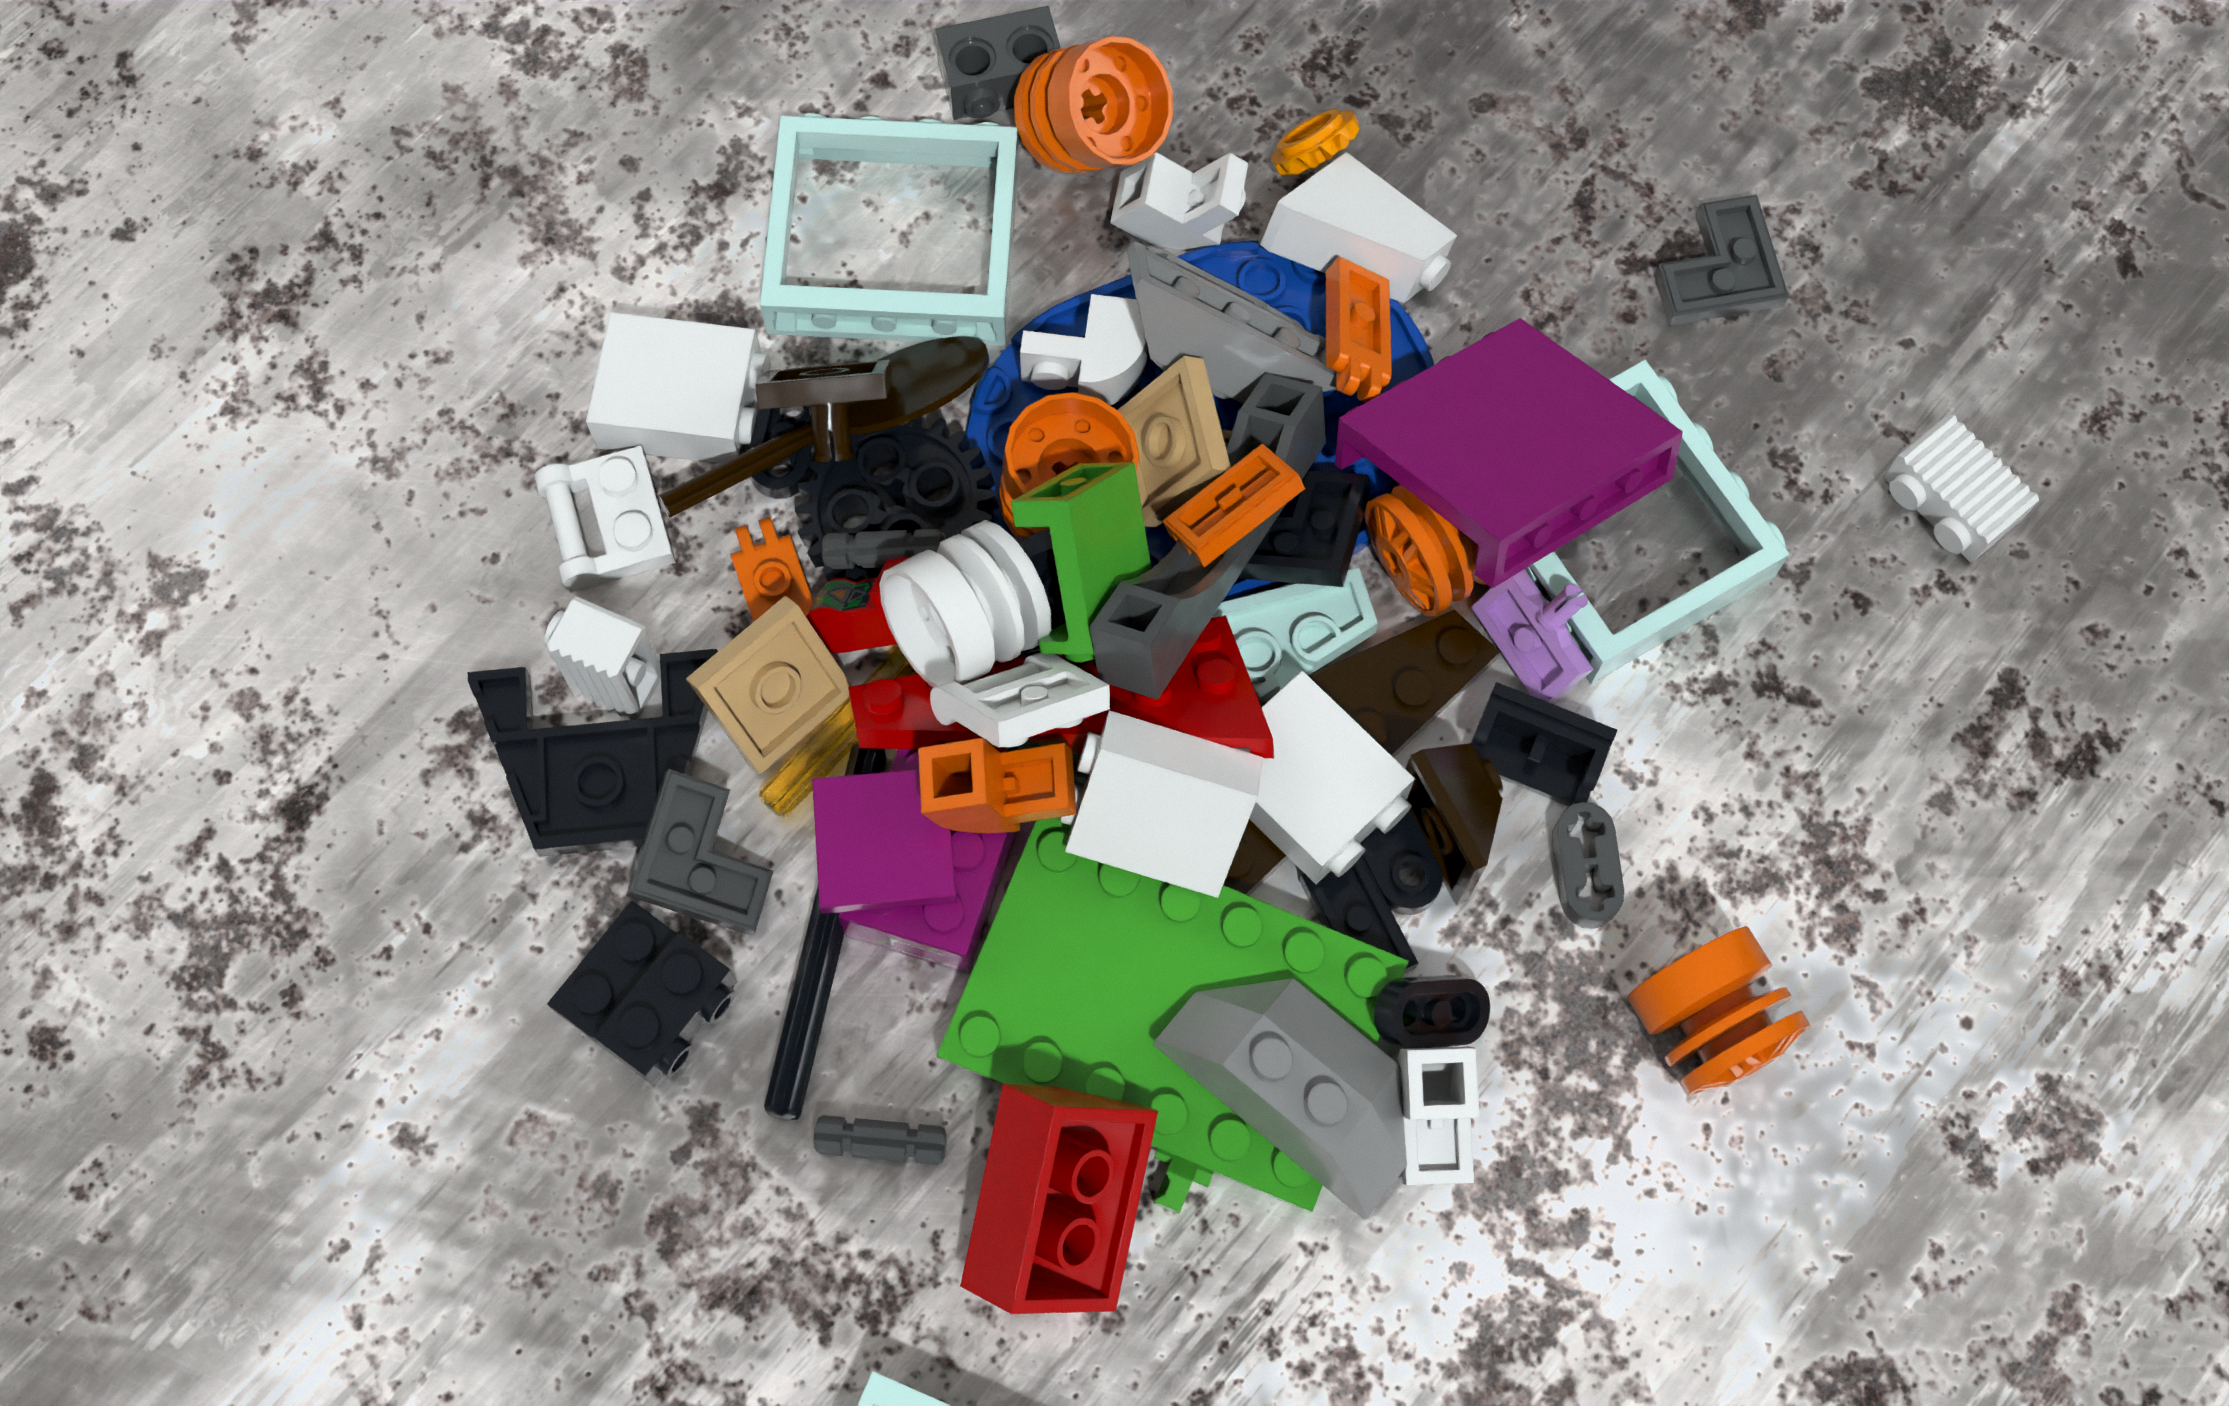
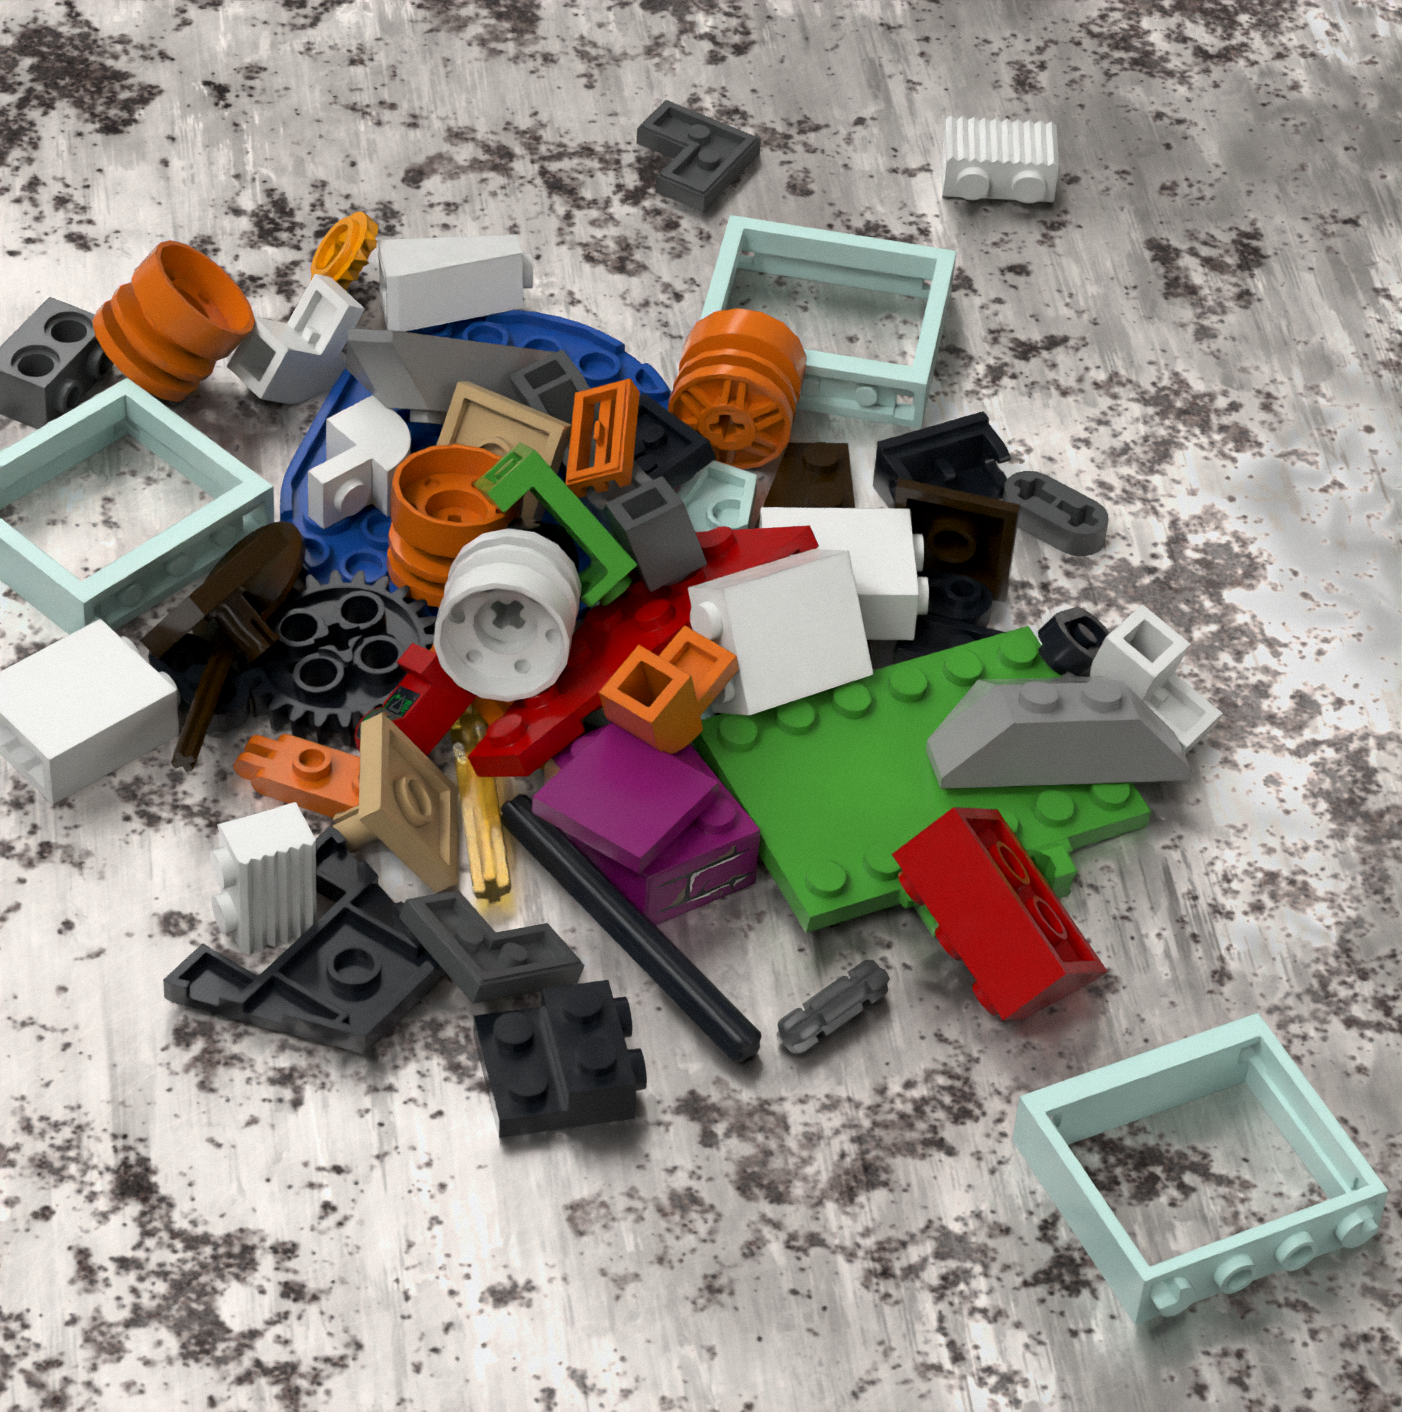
camera: 50 degrees left, 25 degrees down
(625, 514) = (132, 816): white plate -> none
(876, 547) = (379, 664): dark grey axle -> none
(1022, 700) = (622, 623): white plate -> none
(1358, 329) = (534, 324): orange hinge -> none
(1514, 445) = (719, 295): magenta panel -> none
(1535, 634) = (857, 408): lavender plate -> none
(1718, 1011) = (1240, 502): orange wheel -> none

